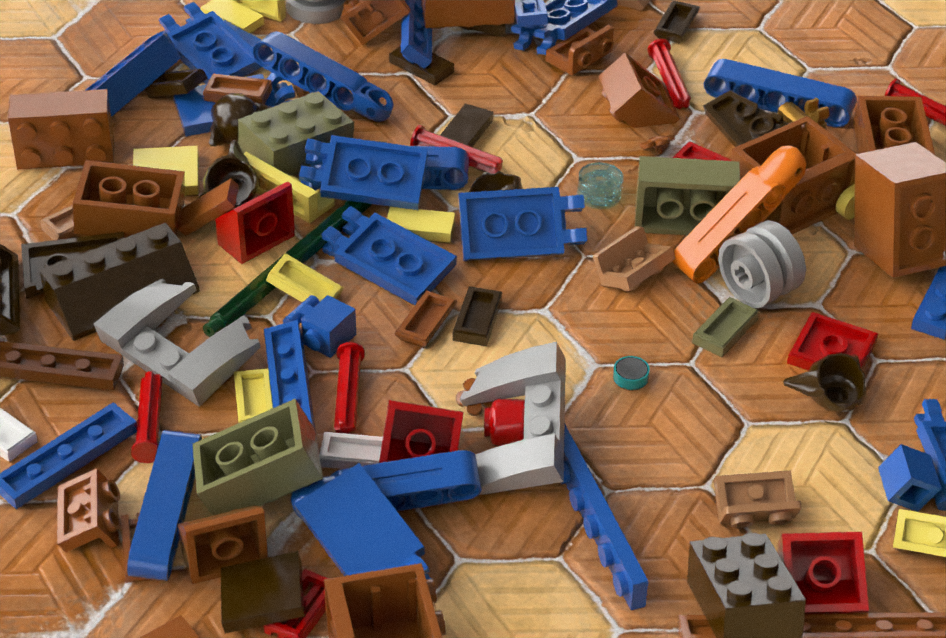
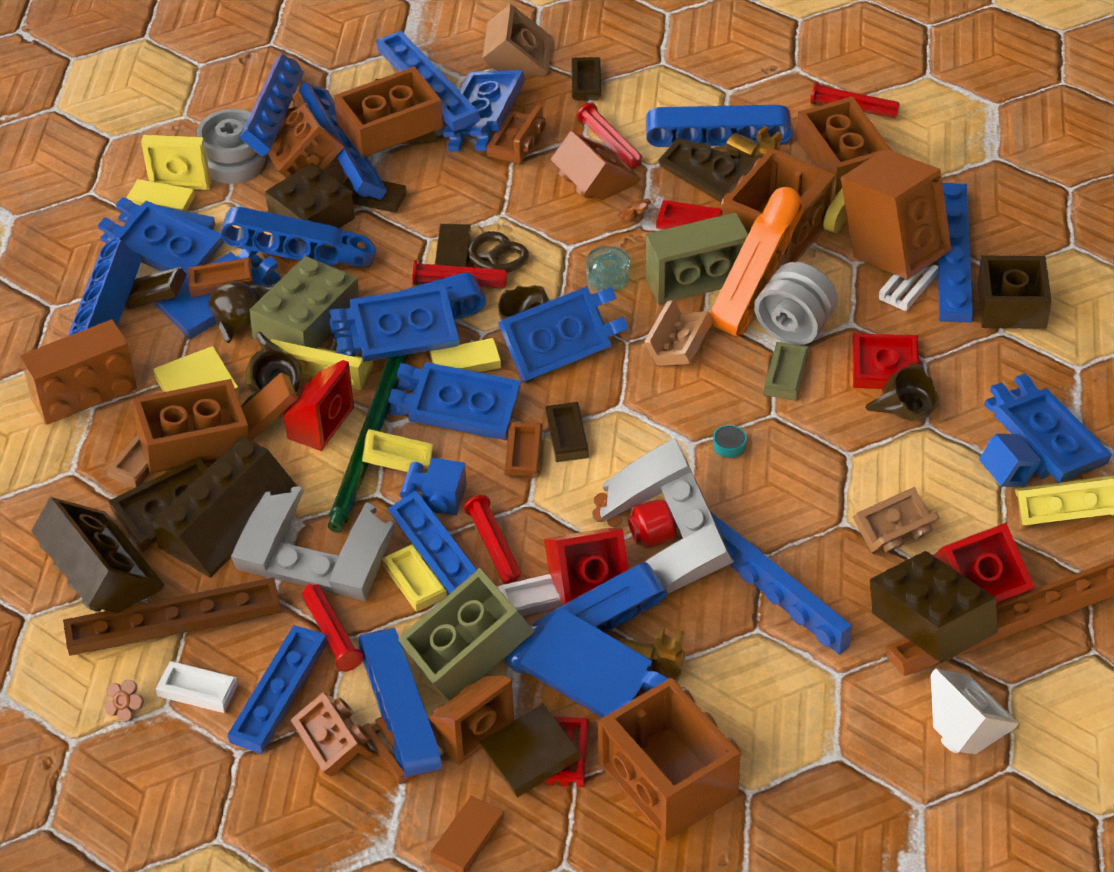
camera: 20 degrees left, 5 degrees up
(360, 48) = (312, 197): none -> dark brown brick
(442, 543) = (667, 657): none -> pearl gold bar
(503, 143) = (505, 246): none -> dark brown piece
(883, 282) = (884, 294): none -> white tile

